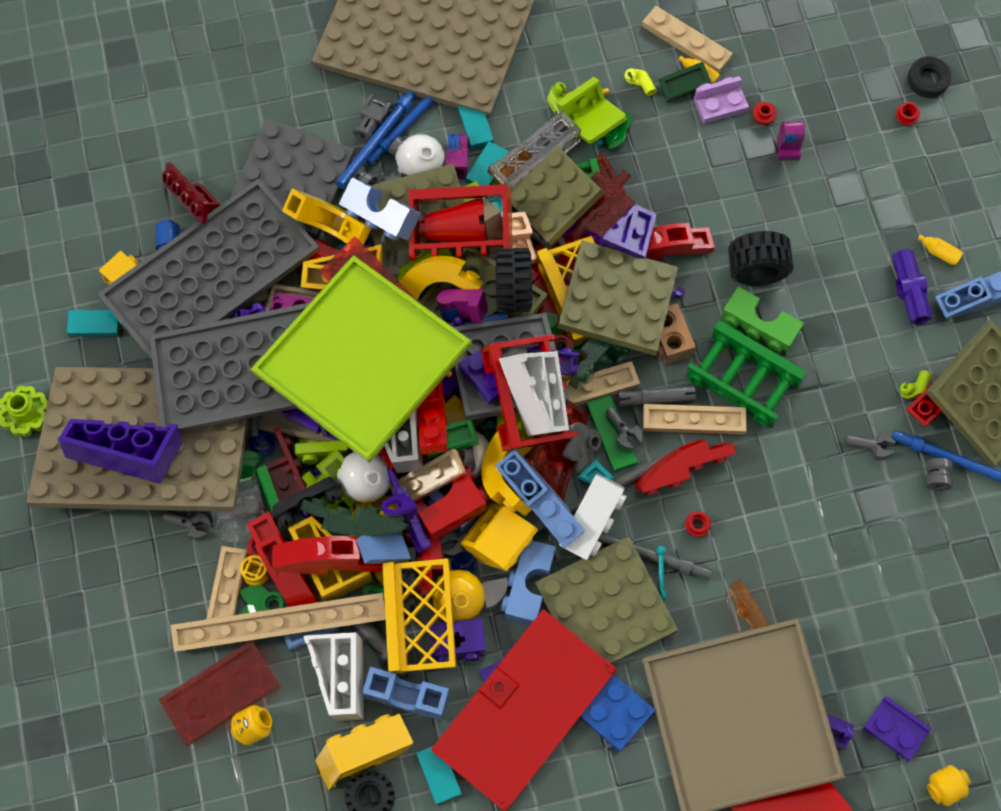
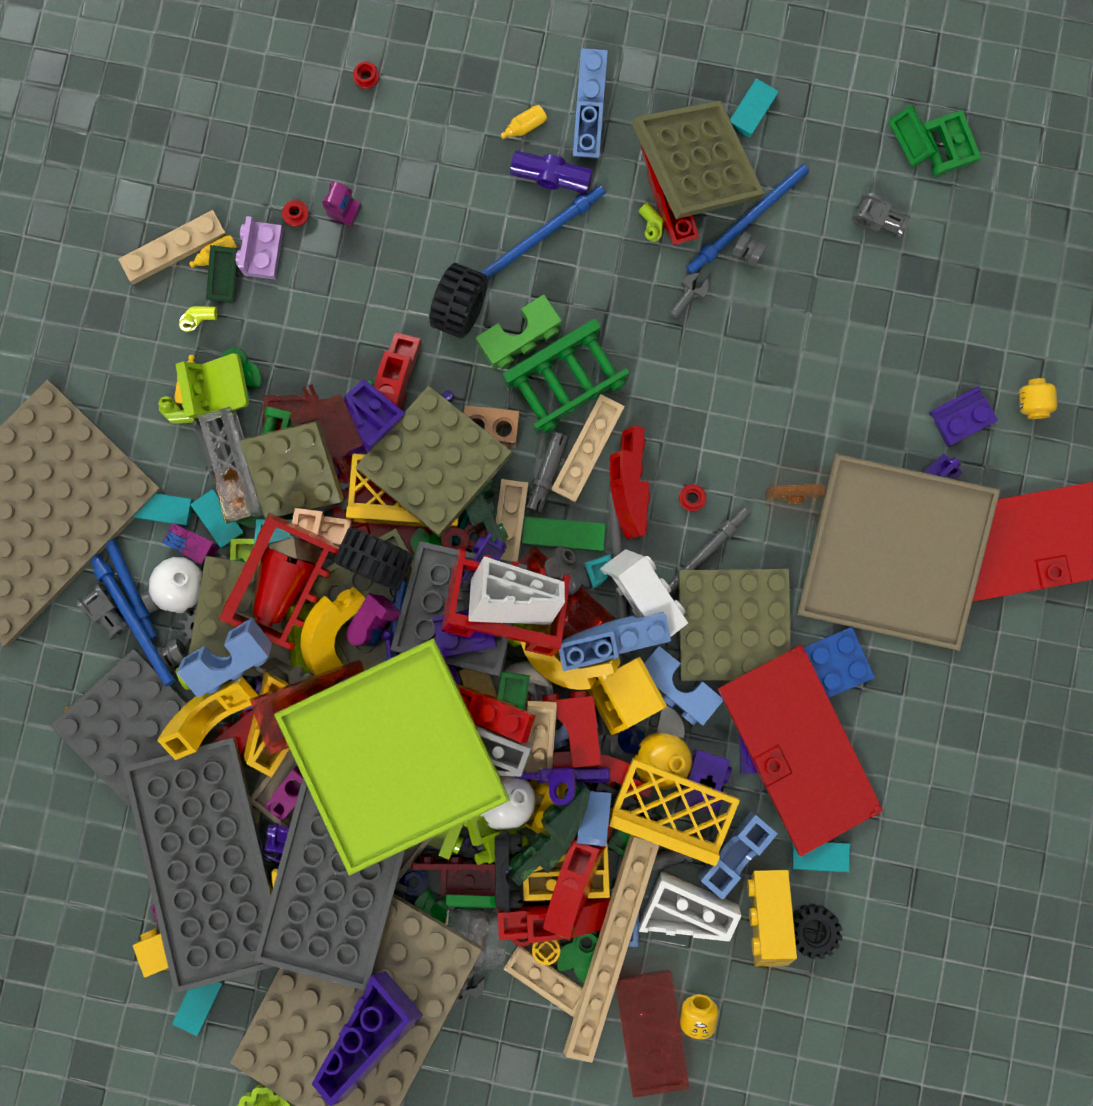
camera: 60 degrees left, 15 degrees up
(165, 232) = (135, 886): blue brick -> none
(192, 196) = (104, 841): dark red bracket -> none
(624, 430) = (565, 522): dark grey bar -> none
(661, 550) = (705, 546): teal hinge -> none
(898, 323) = (580, 205): none -> blue bar
(933, 64) = (335, 16): black tyre -> none

